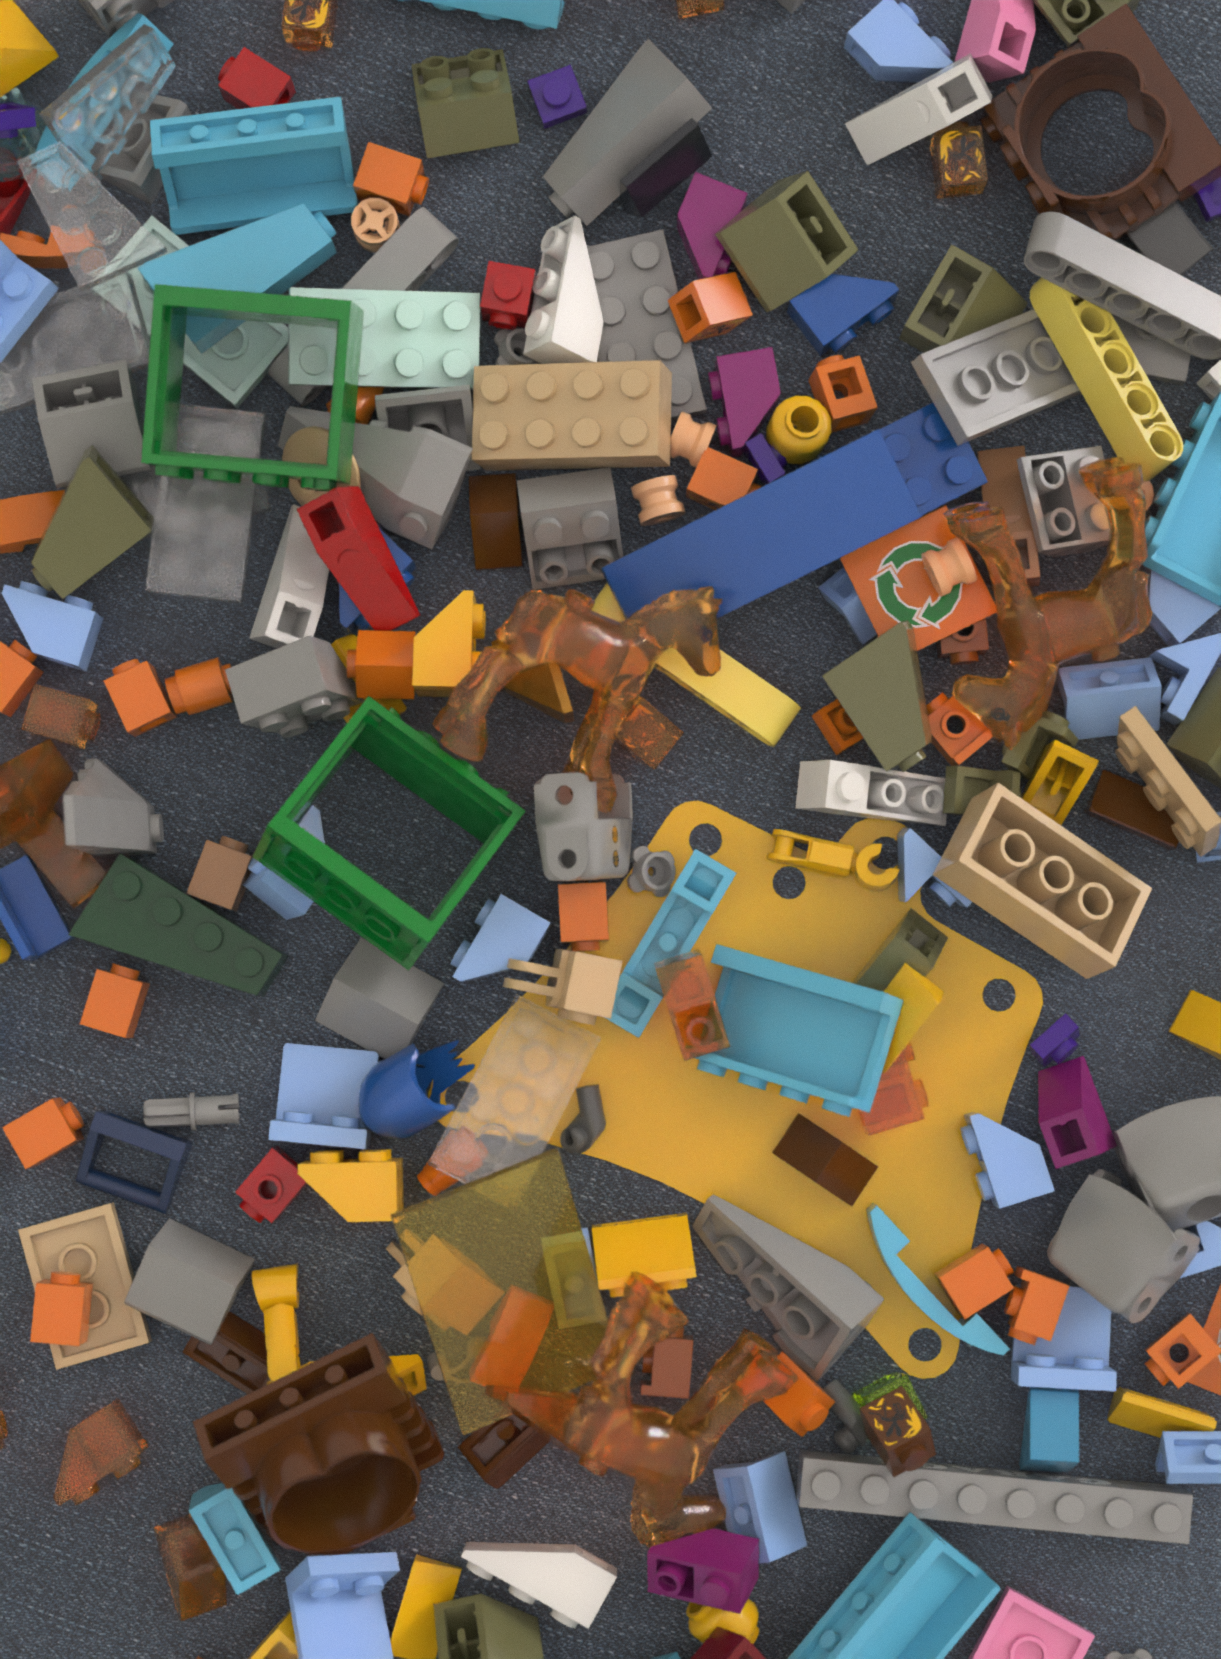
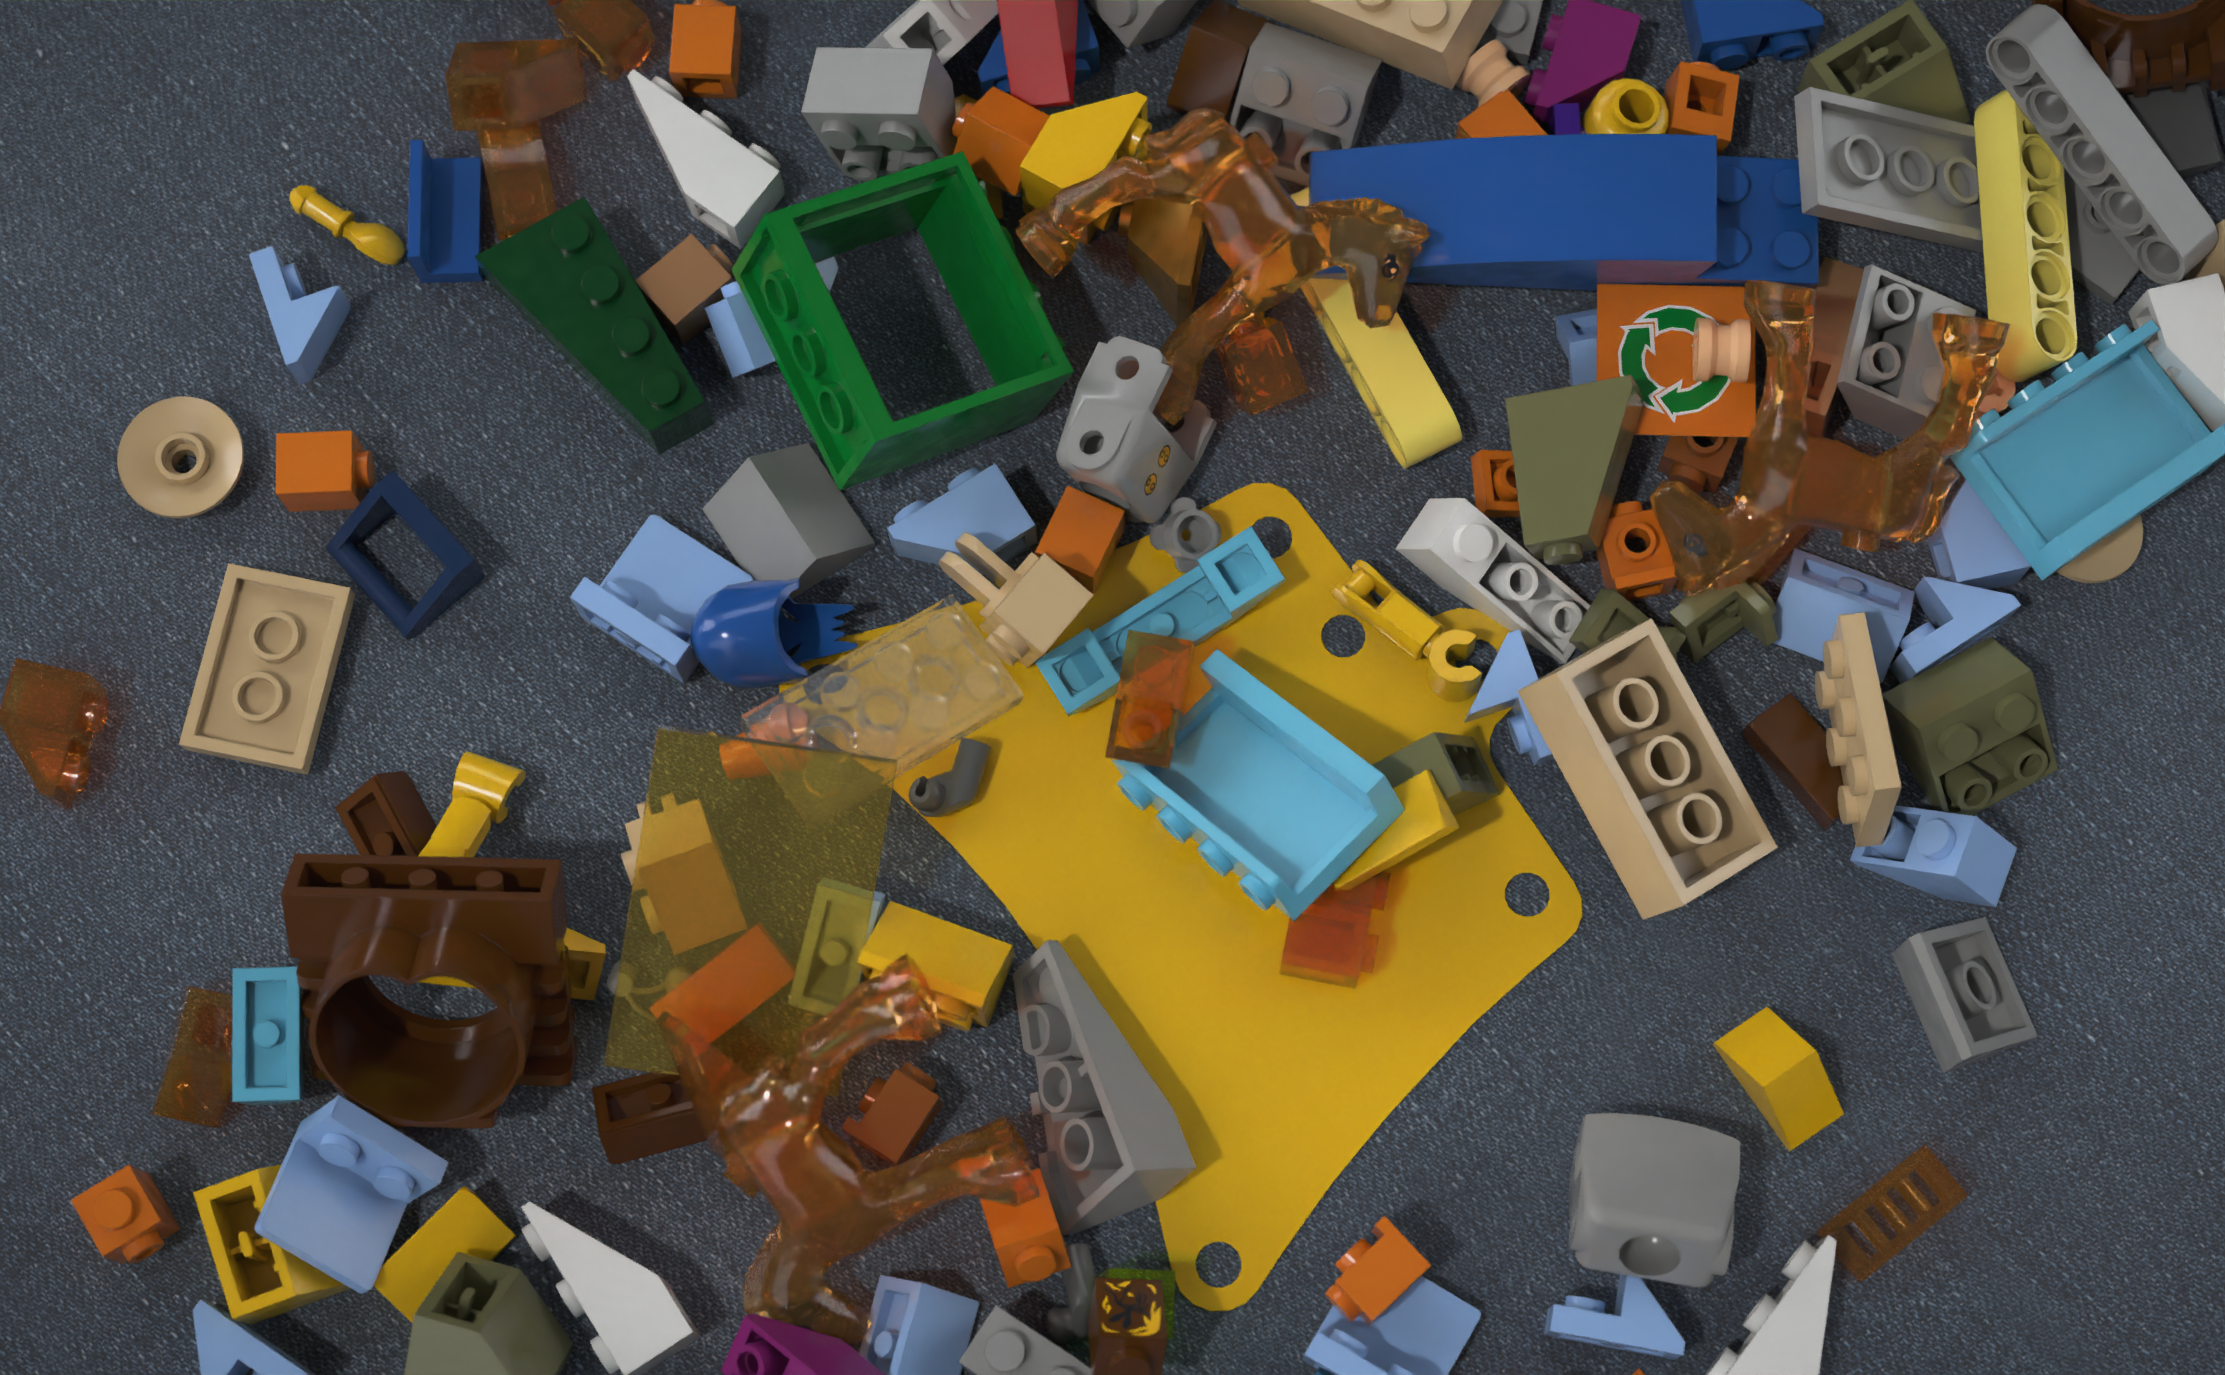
camera: 30 degrees right, 10 degrees down
(61, 1310) = (223, 671): orange brick -> none
(94, 1449) = (170, 860): clear orange slope -> none
(109, 815) = (590, 145): light grey wedge -> none
(115, 1001) = (486, 367): orange brick -> none
(188, 1281) = (386, 721): light grey slope -> none
(191, 1111) = (503, 535): light grey axle -> none
(196, 785) = (717, 176): none -> white slope
(199, 687) = (775, 70): orange brick -> none
(271, 1186) = (546, 666): red brick -> none
(357, 1188) = (642, 696): yellow slope -> none
(658, 500) = (1418, 117): light nougat wheel -> none
(825, 1159) = (1215, 977): reddish brown slope -> none
(889, 1242) = (1282, 1267): medium azure slope -> none
(976, 1279) = (1320, 1207): orange brick -> none
(1009, 1162) = (1436, 1089): light blue slope -> none
(1056, 1042) = (1567, 976): dark purple plate -> none
(1058, 780) = (1733, 668): yellow slope -> none
(1072, 1113) = (1542, 1074): magenta slope -> none
(1119, 1247) = (1519, 1255): light grey piece -> none

